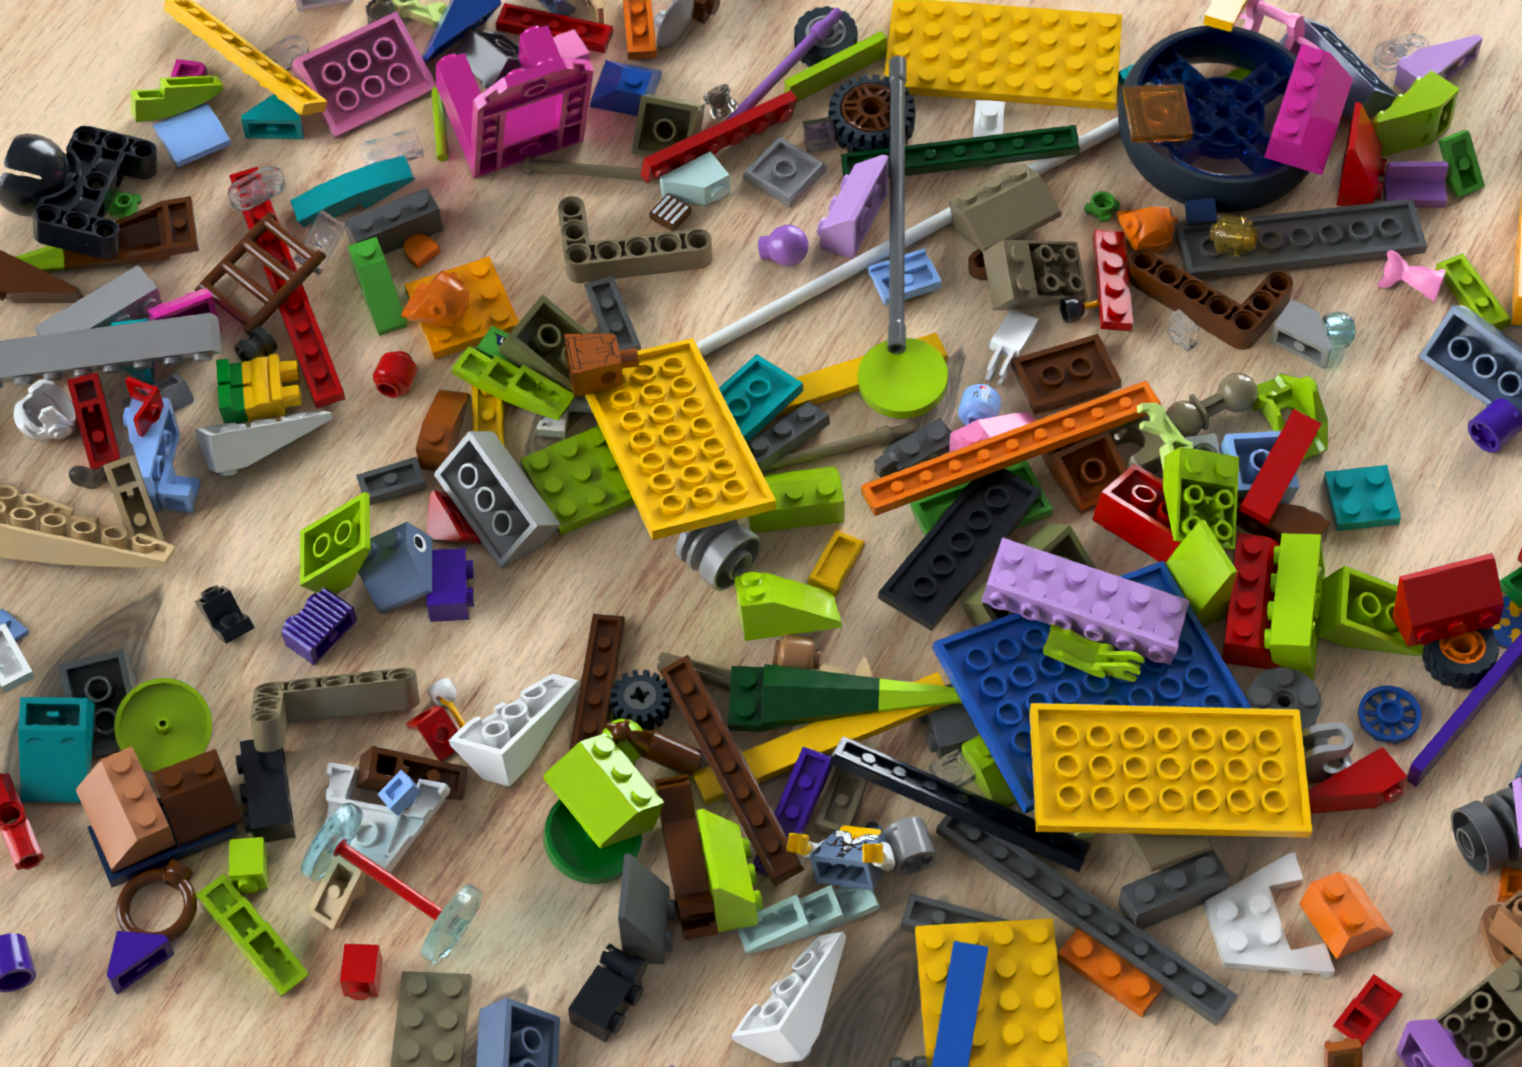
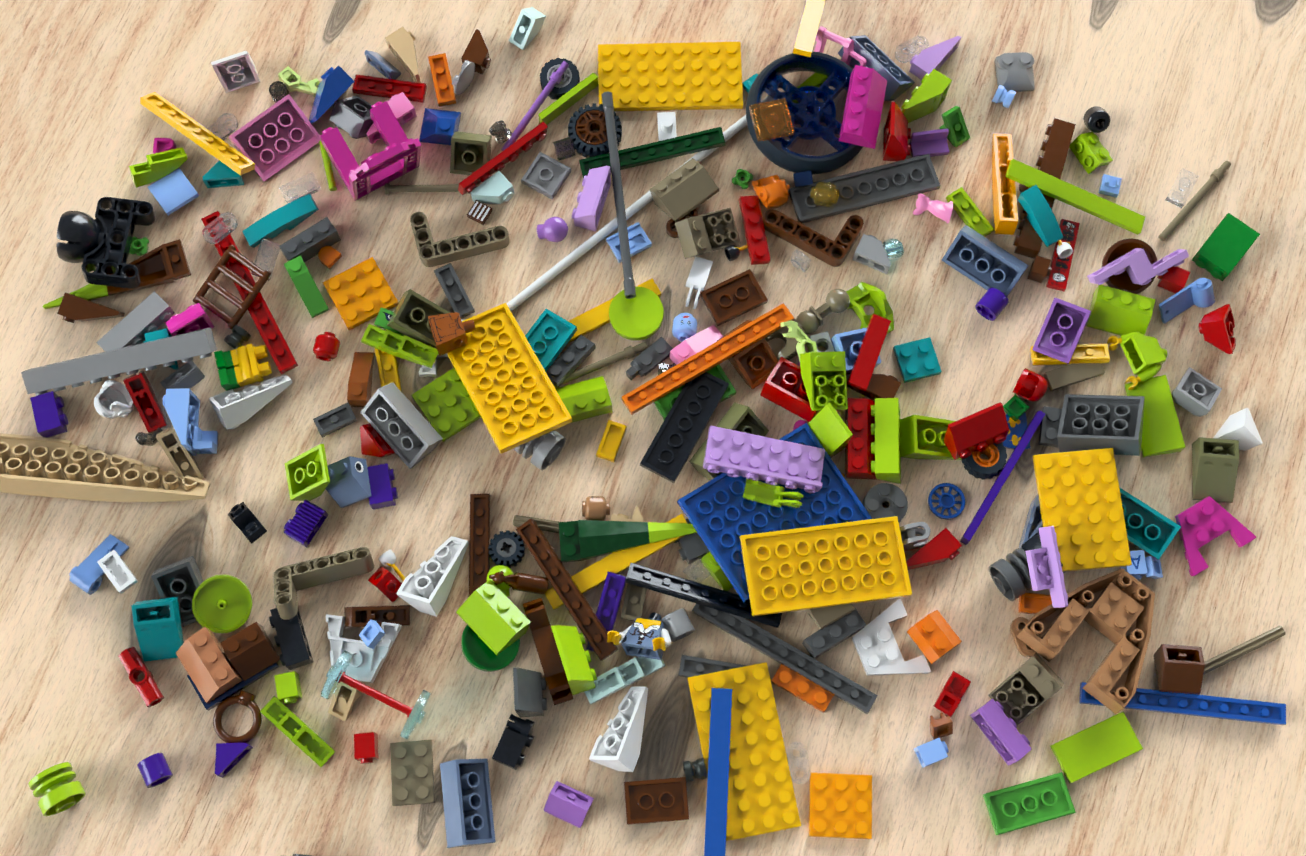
camera: 10 degrees left, 15 degrees up
(151, 408) = (179, 399): red bracket -> none
(439, 302) = (345, 296): orange helmet -> none
(780, 606) = (584, 478): lime slope -> none

